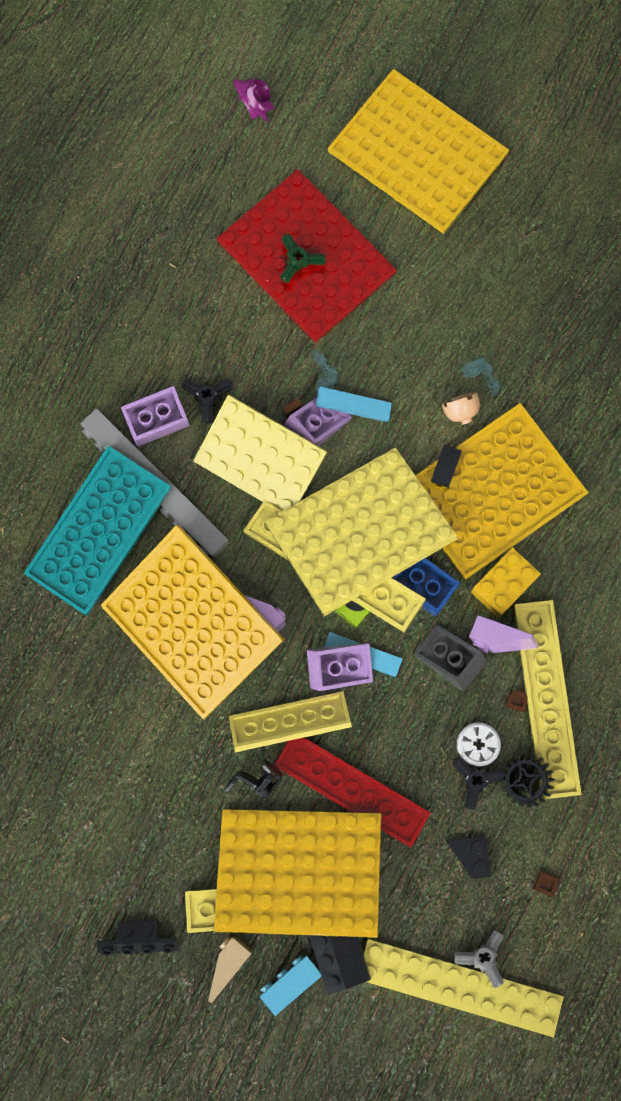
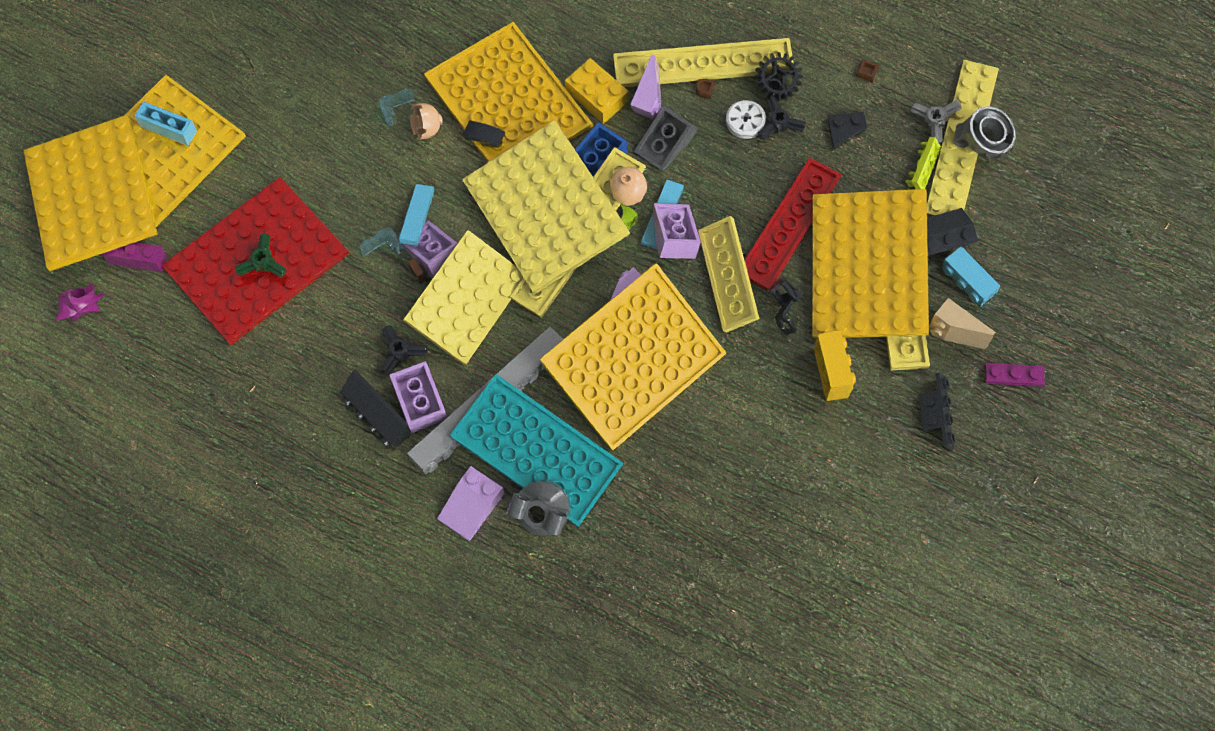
camera: 90 degrees left, 10 degrees down
(34, 535) = (550, 499): none -> dark grey piece
(50, 472) = (470, 503): none -> lavender slope
(143, 376) = (375, 411): none -> black slope
(180, 1026) = (1014, 374): none -> magenta plate
(183, 829) = (834, 365): none -> yellow brick
(306, 142) = (138, 256): none -> magenta brick
(370, 93) = (89, 193): none -> yellow plate
(378, 613) = (628, 185): none -> light nougat cylinder
(425, 942) = (925, 164): none -> neon yellow plate
(445, 153) = (165, 123): none -> medium azure brick
(456, 1028) = (986, 132): none -> dark grey piece

